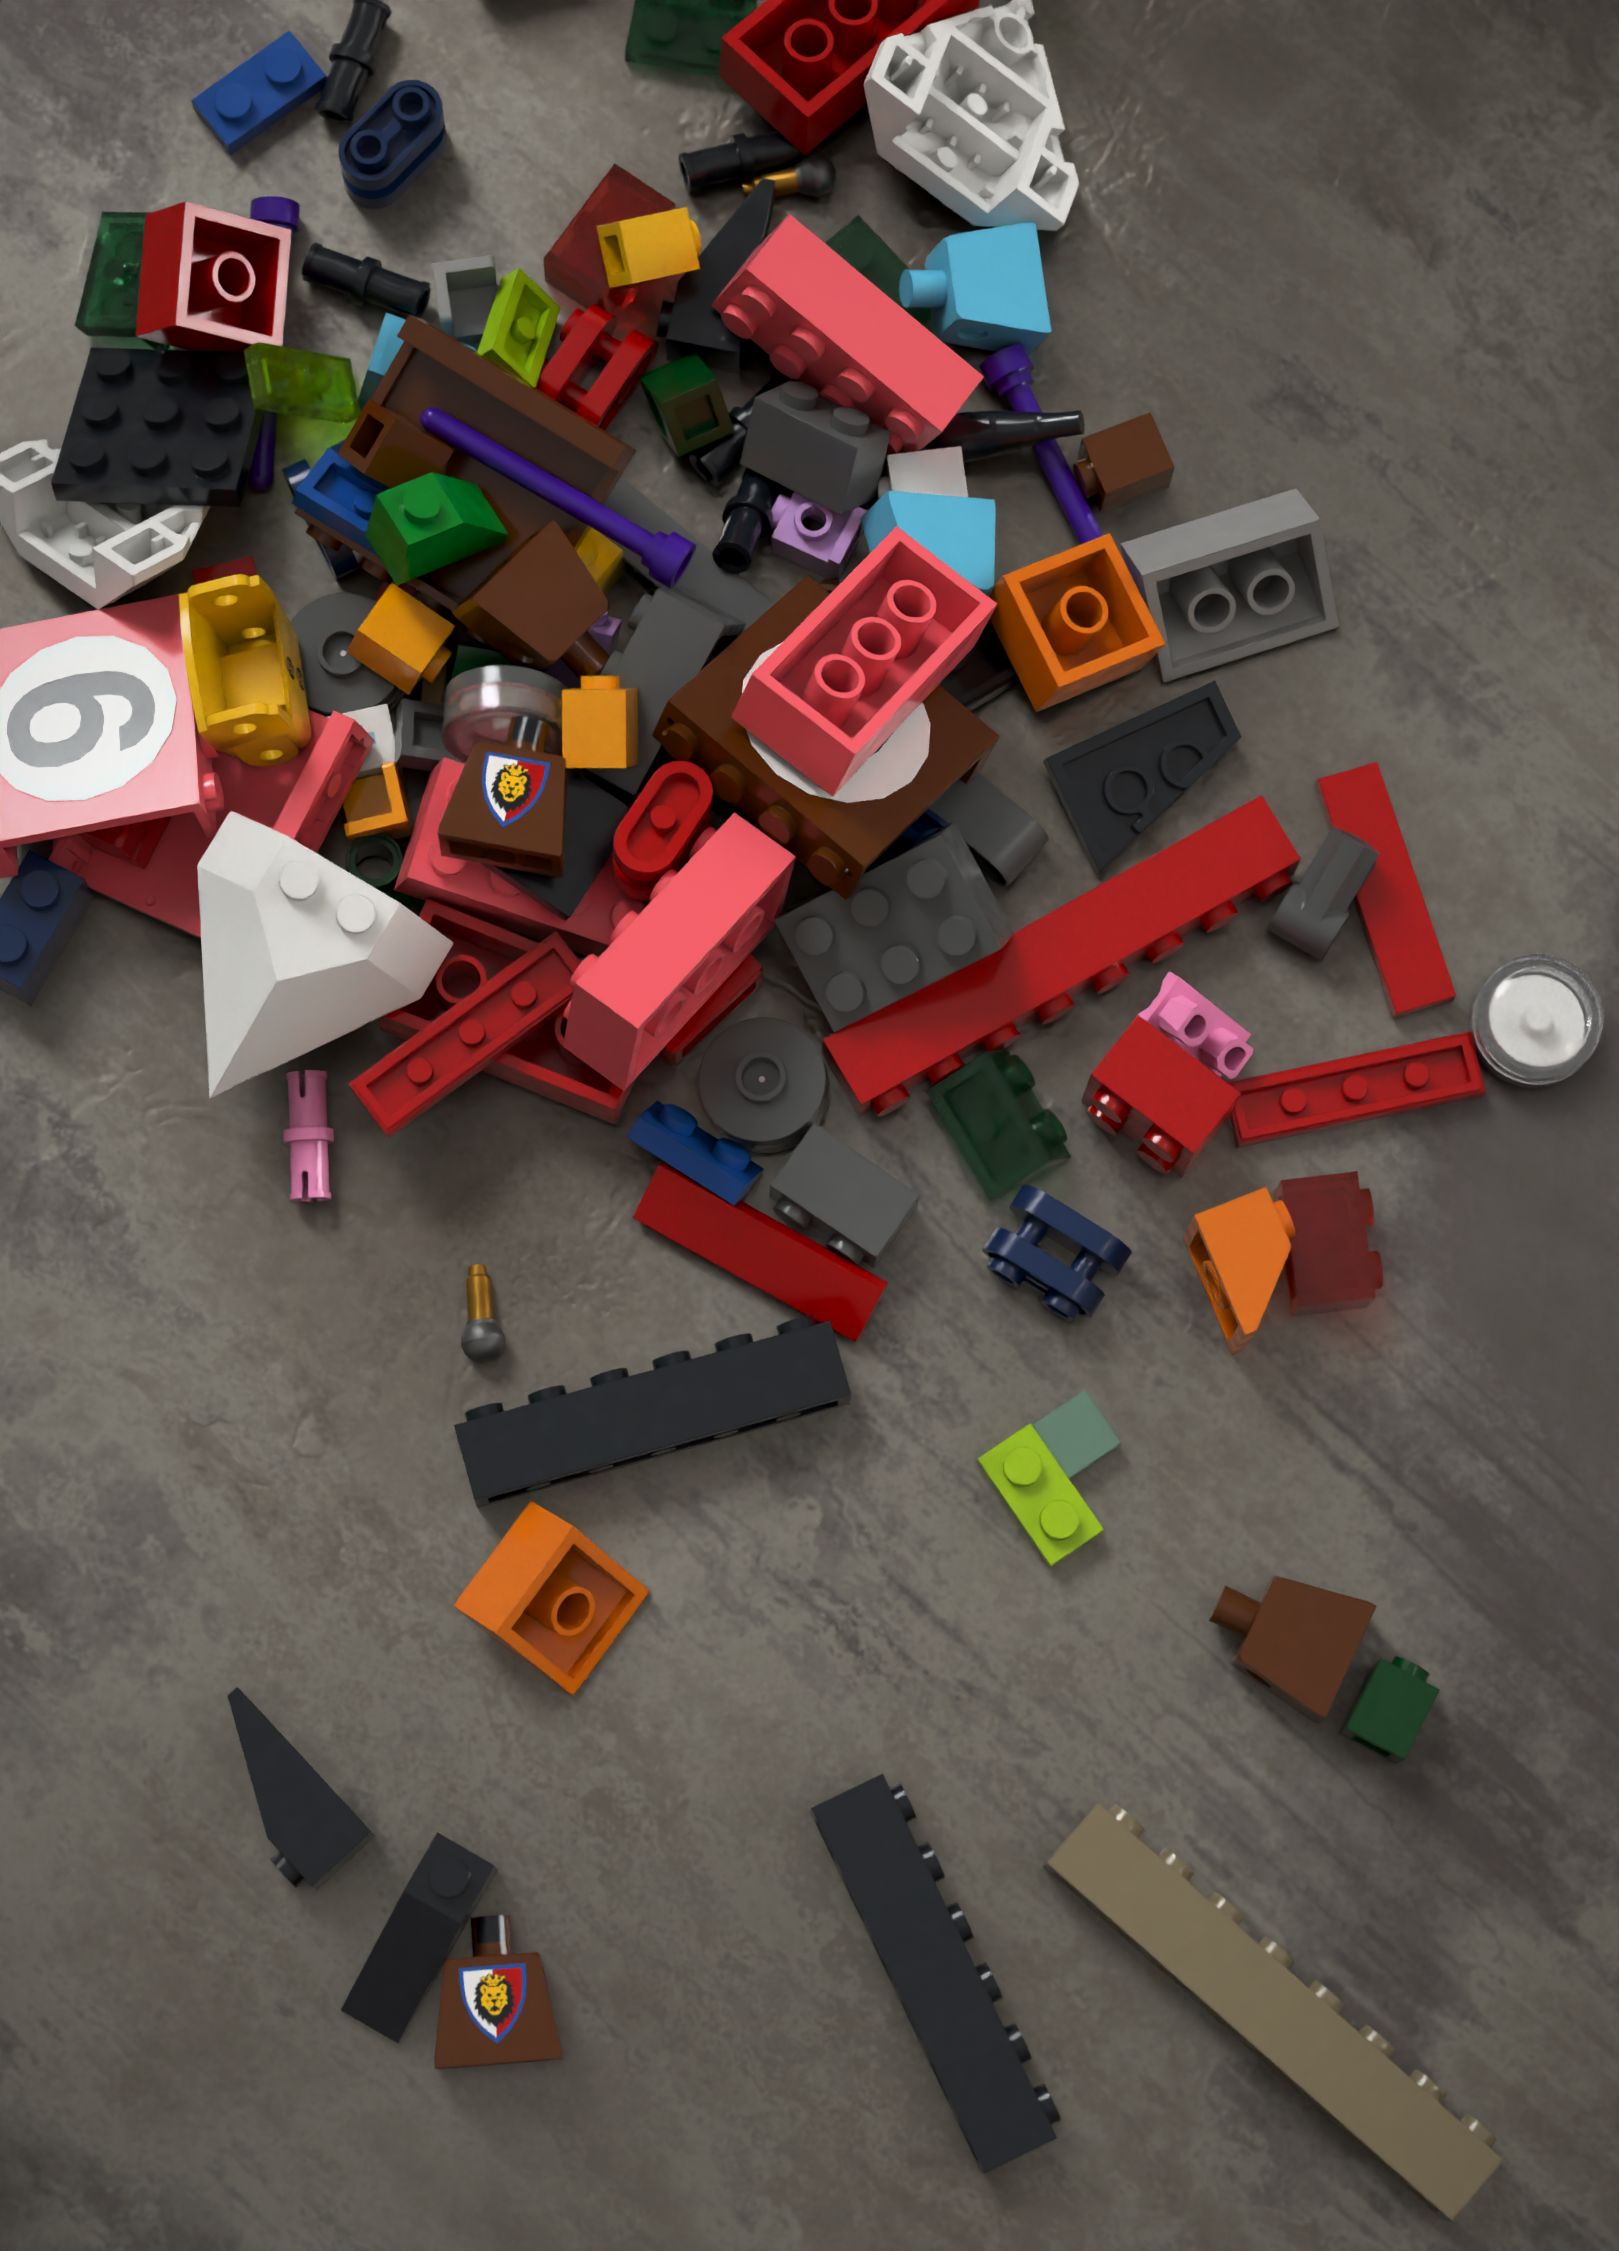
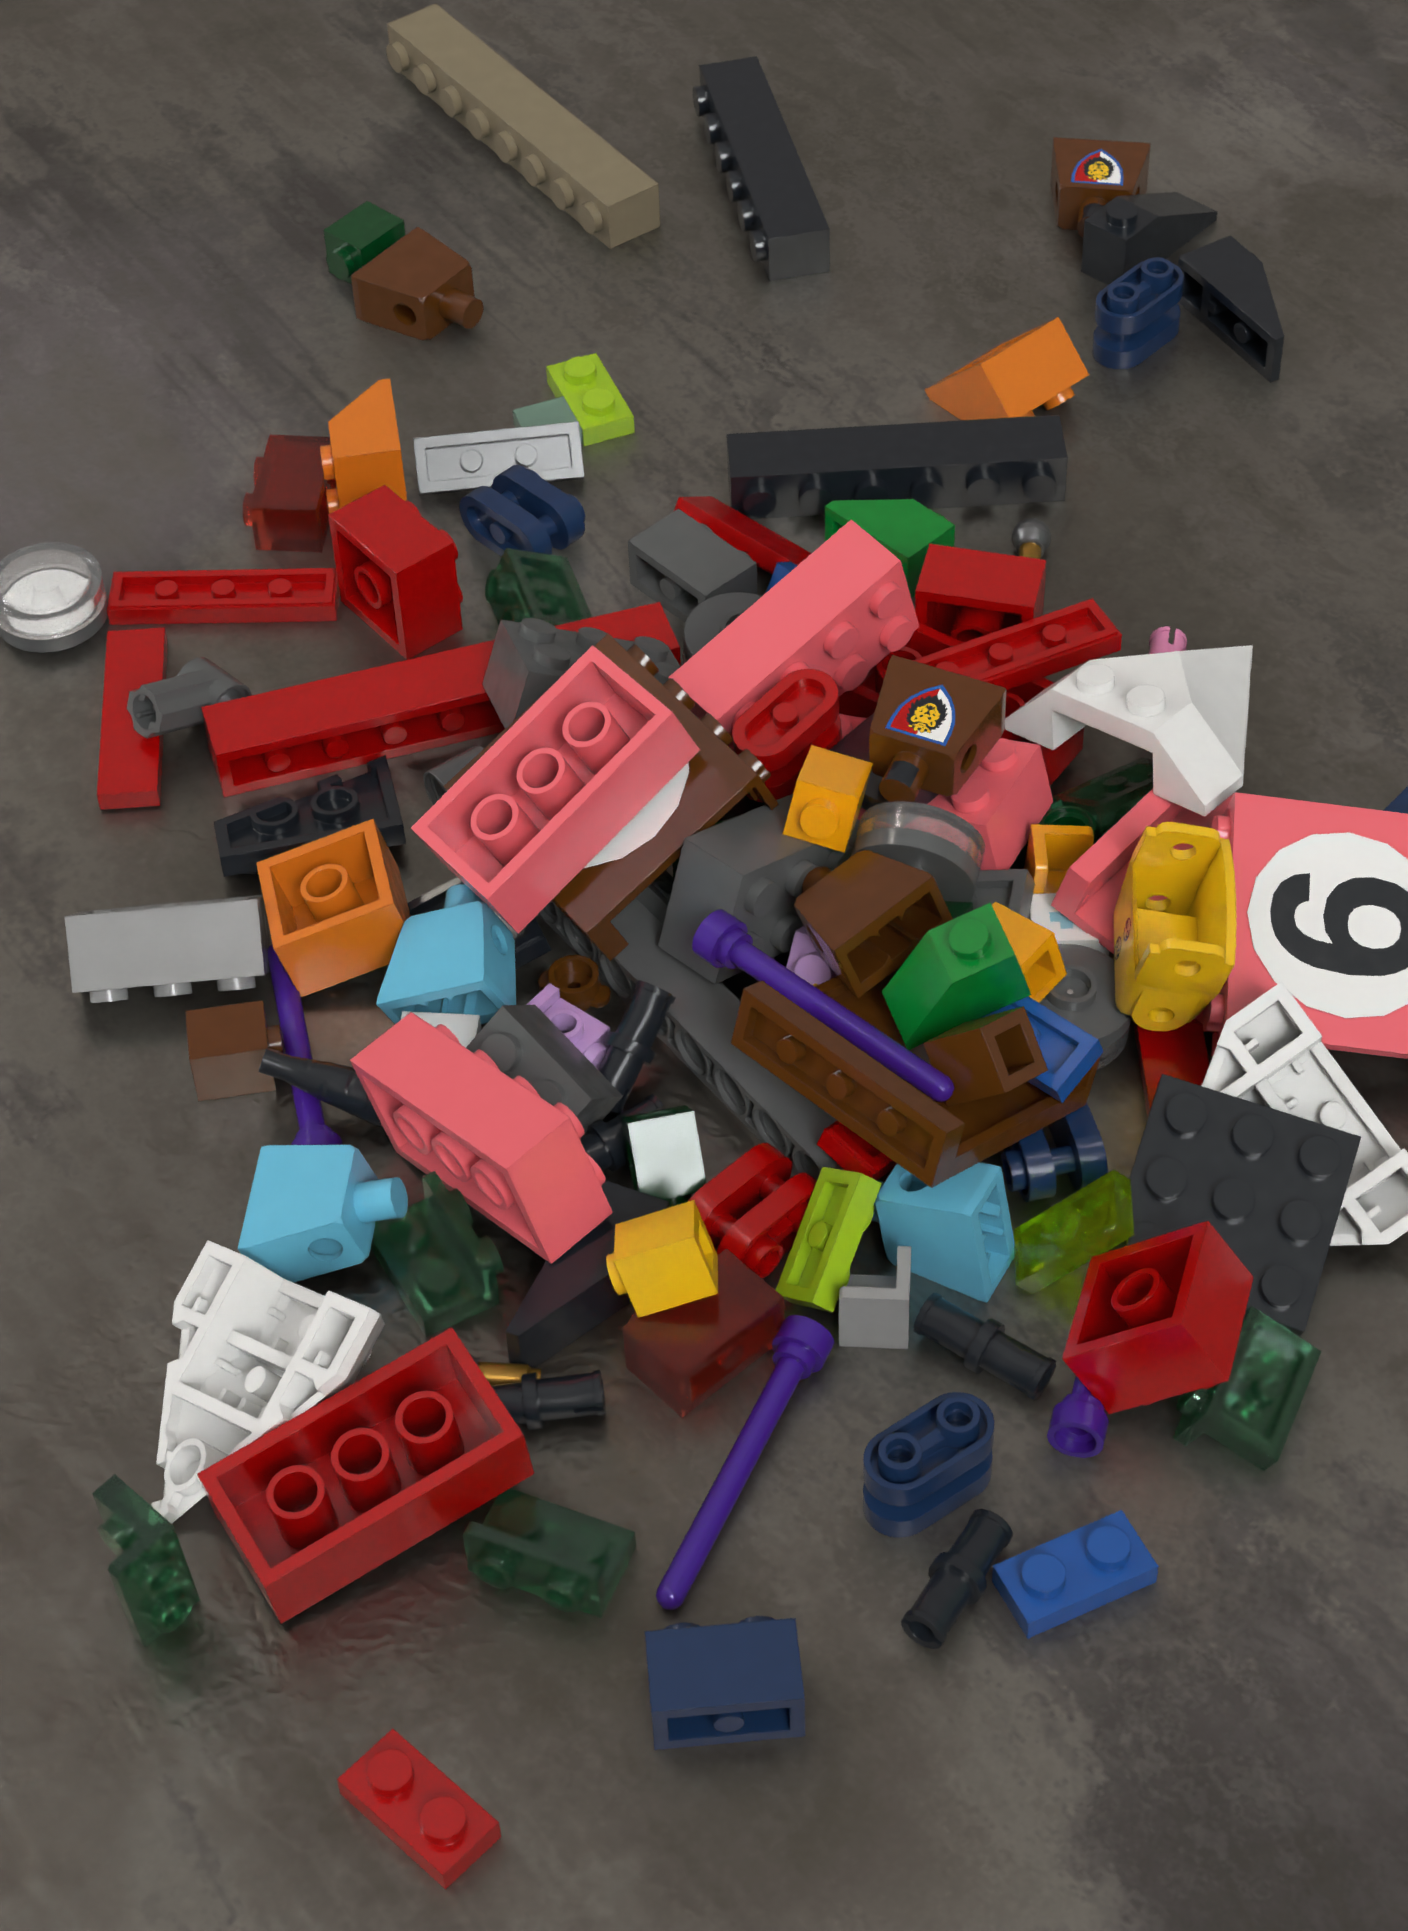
camera: 160 degrees left, 30 degrees down
(410, 1741) = (1137, 313): none -> dark blue brick
(510, 1143) = (977, 591): none -> red brick
(527, 242) = (799, 1350): none -> dark purple piece
(630, 1287) = (898, 525): none -> green slope
(1111, 1346) = (476, 458): none -> plate
(1199, 1027) = (345, 614): bright pink hips -> none

